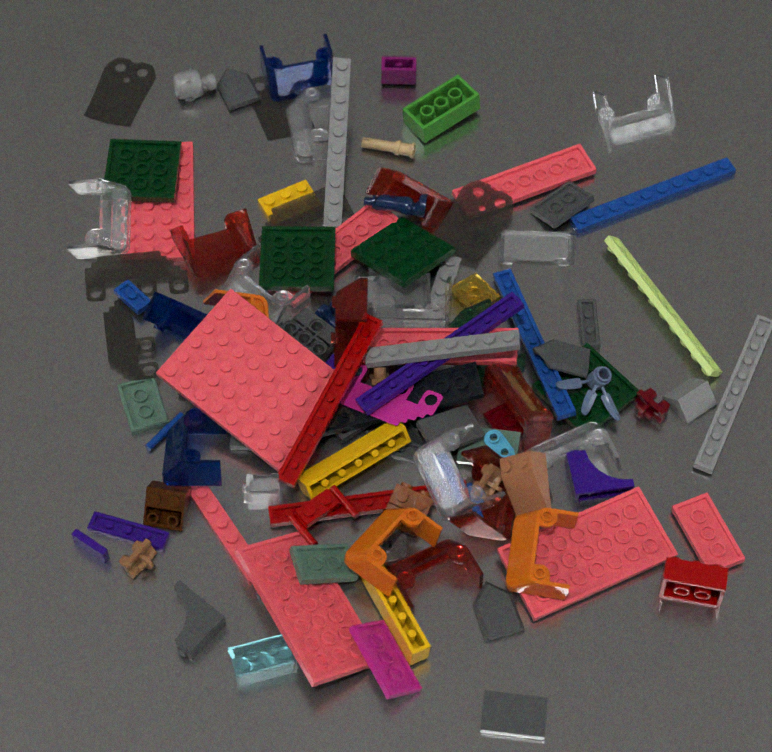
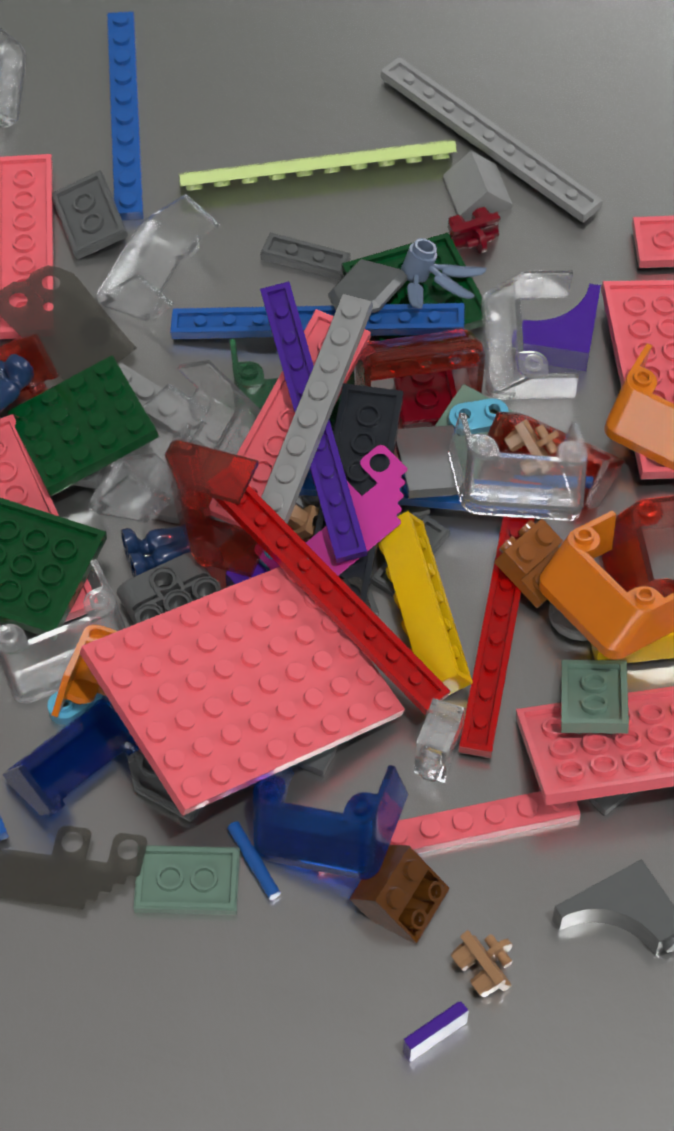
camera: 70 degrees left, 0 degrees up
(127, 530) = (420, 970): dark purple tile -> none
(317, 509) = (496, 679): red plate -> none
(472, 291) = (193, 352): clear yellow plate -> none
(526, 481) = (558, 396): nougat slope -> none

